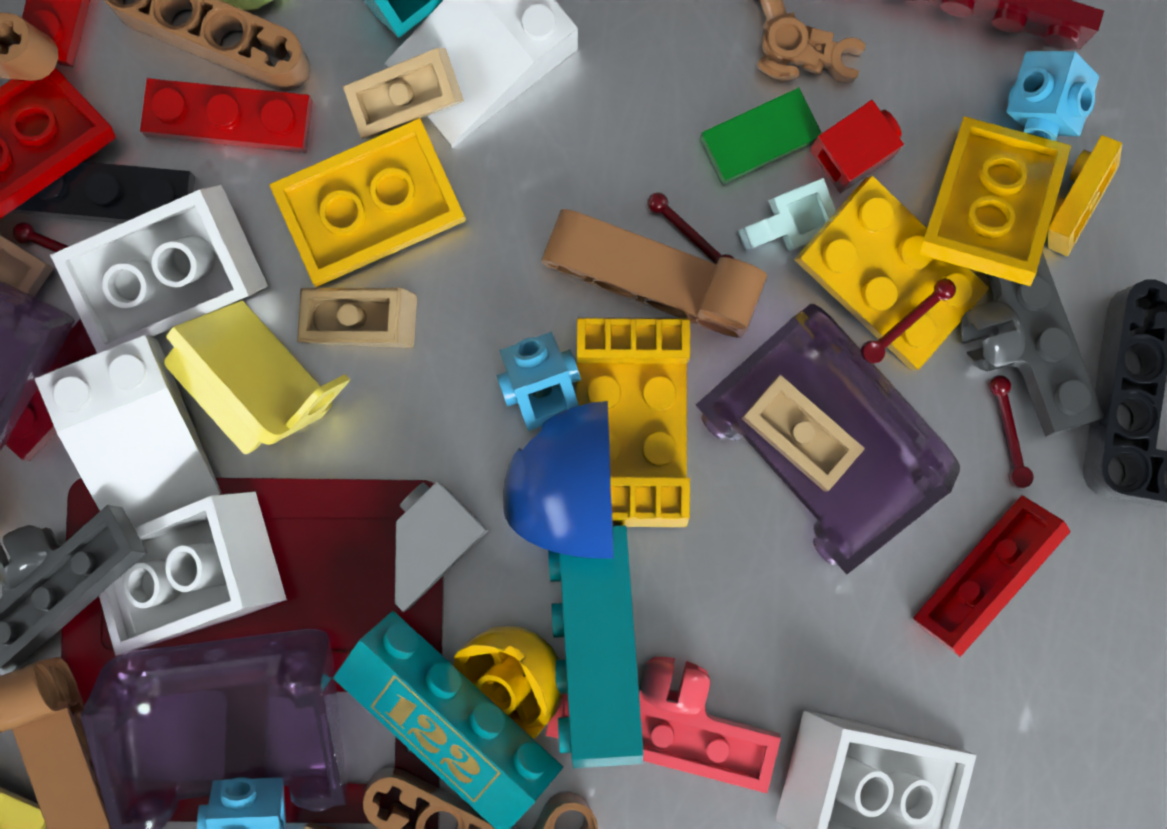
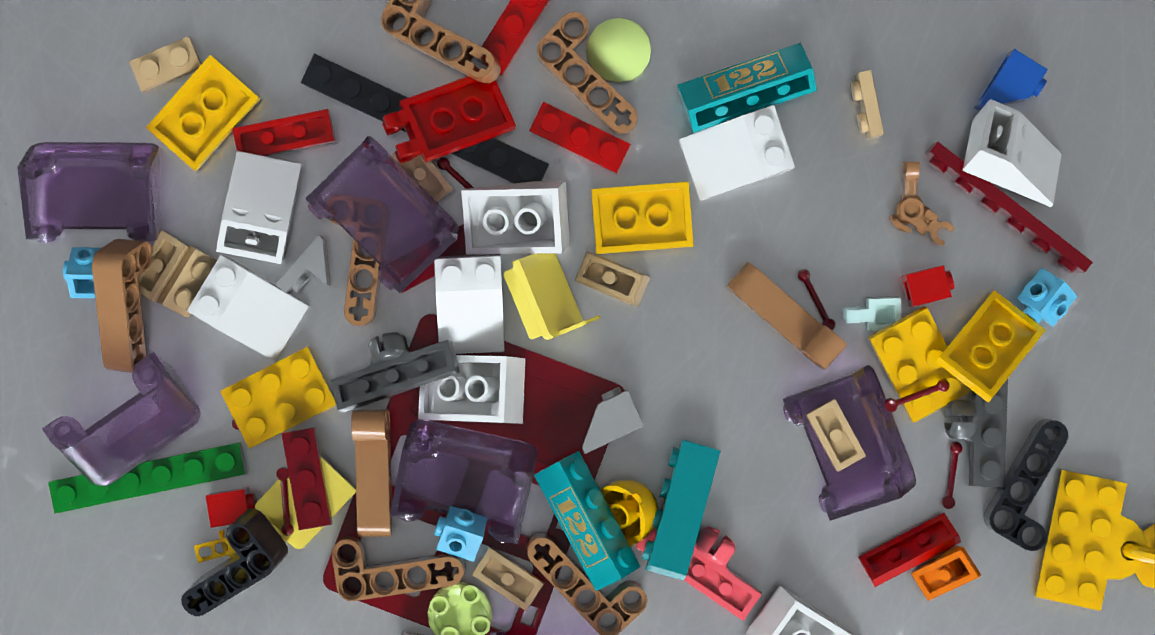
camera: 20 degrees right, 5 degrees up
(403, 93) = (684, 164): tan plate -> none
(538, 379) = (704, 348): medium azure brick -> none
(562, 485) = (694, 417): blue brick -> none
(643, 376) = (744, 393): yellow plate -> none
(760, 136) = (876, 258): green tile -> none
(1066, 590) = (945, 572): none -> orange slope
(1091, 178) = (1052, 350): yellow plate -> none

